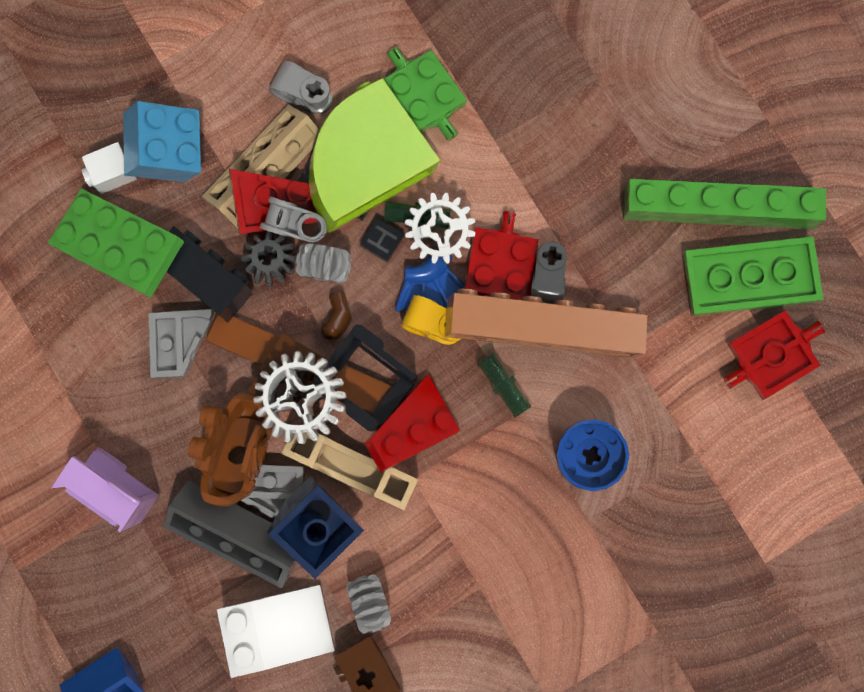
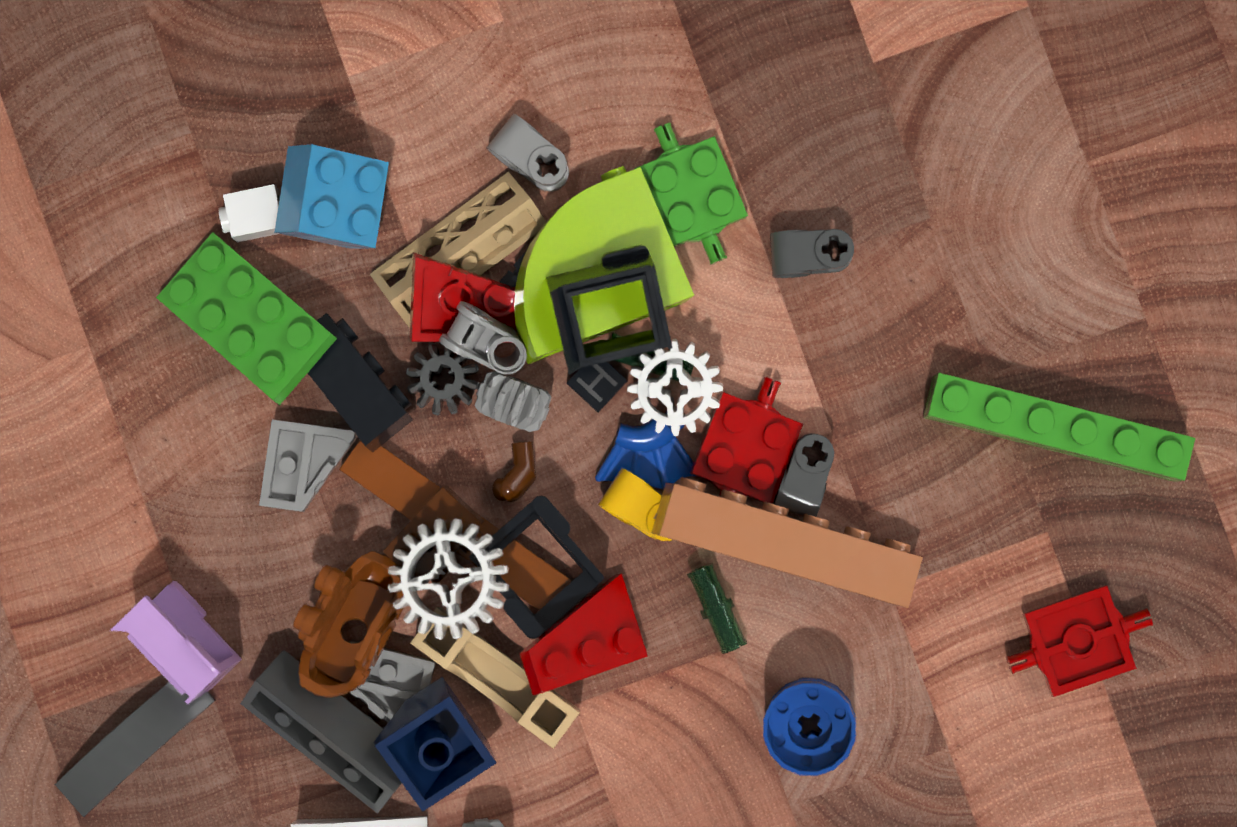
camera: 15 degrees right, 5 degrees up
(86, 576) = (129, 746): none -> dark grey slope
(377, 146) = (616, 269): none -> black piece
(513, 117) = (800, 252): none -> dark grey piece
(752, 276) = (1075, 531): bright green plate -> none

